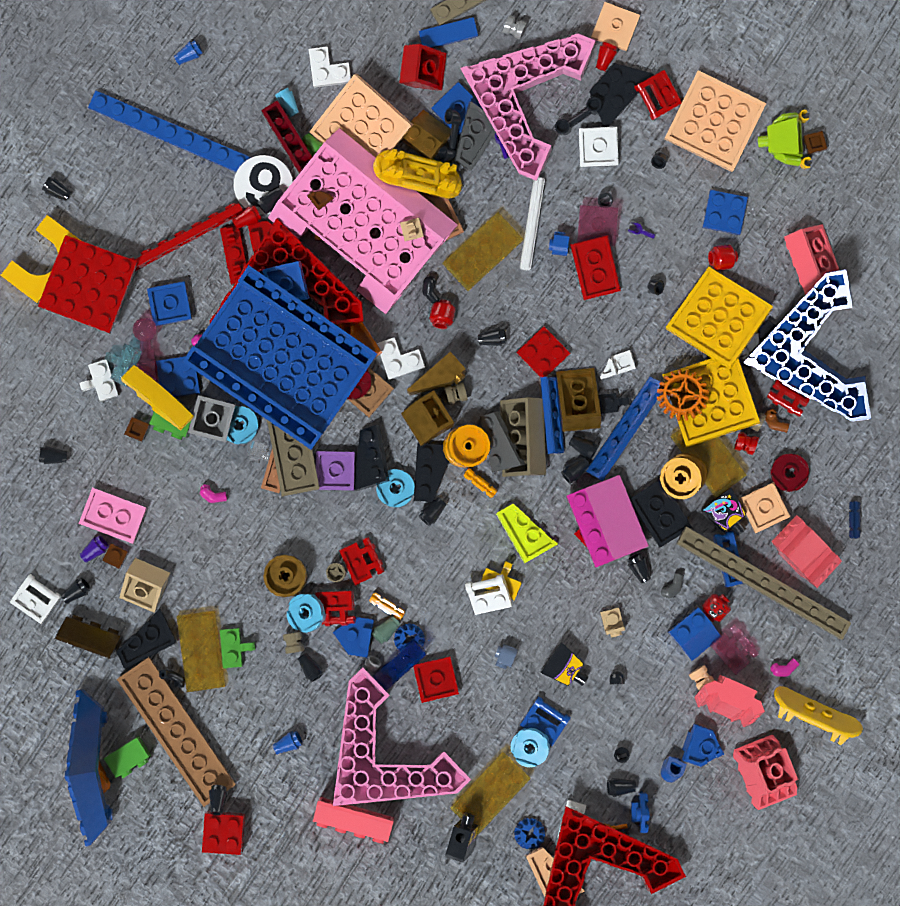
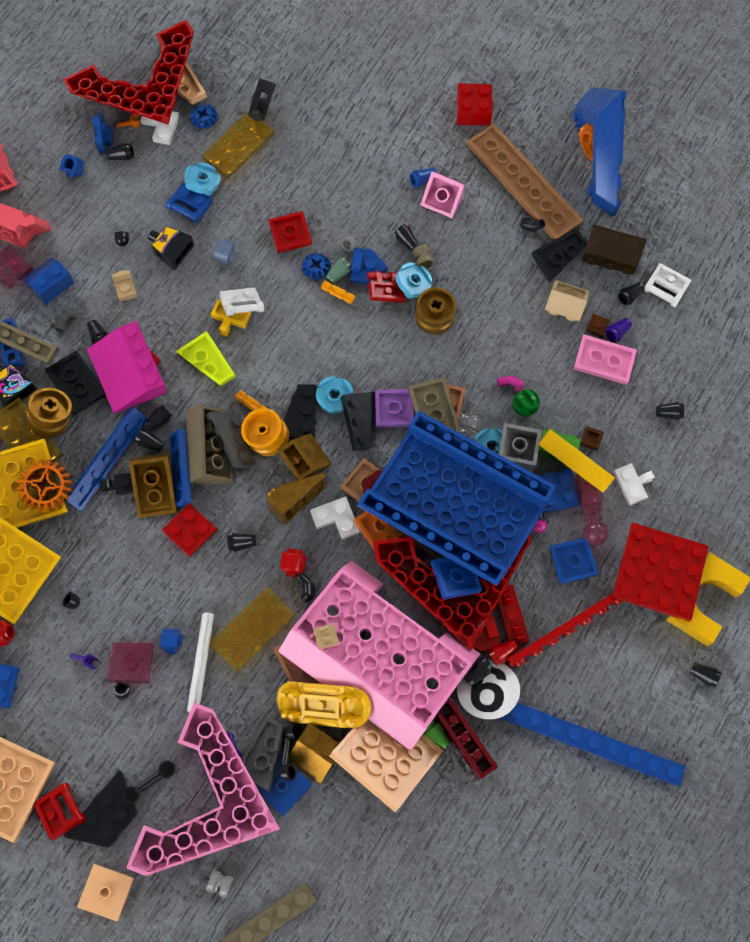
camera: 175 degrees right, 15 degrees down
(127, 757) = (565, 159): bright green brick -> none
(128, 357) = (611, 499): clear light blue plate -> none
(189, 52) = (582, 835): blue cone -> none
(199, 469) = (526, 403): none -> green piece
(201, 651) = (508, 249): clear yellow plate -> none
(217, 799) = (482, 124): black cone -> none
(232, 648) = (478, 251): bright green plate -> none
(268, 715) = (443, 195): none -> bright pink slope
(287, 102) = (471, 785): medium azure cone -> none
(320, 199) = (426, 666): reddish brown tile -> none
(325, 74) = (433, 820): white plate -> none
(334, 570) = (388, 312): dark tan wheel -> none
(353, 819) = (359, 118): coral slope -> none
(356, 563) = (369, 327): red plate -> none
(359, 777) = (344, 140): bright pink wedge -> none
(399, 664) = (324, 240): clear blue plate -> none
(422, 67) = (322, 830): red slope -> none
(432, 512) = (297, 374): black cone -> none
(449, 33) = (295, 873): blue tile -> none
(451, 393) = (279, 480): dark tan wheel -> none
(595, 267) = (134, 618): red tile -> none
(598, 146) = (127, 749): white plate -> none
(605, 56) = (117, 855): red cone -> none
(619, 364) = (112, 522): white slope -> none
(620, 751) = (116, 174): black hinge -> none
(657, 160) = (61, 737): black hinge -> none
(698, 674) = (43, 243): light nougat wheel -> none
(701, 746) = (46, 186): blue plate -> none
(716, 607) = (24, 300): red head -> none

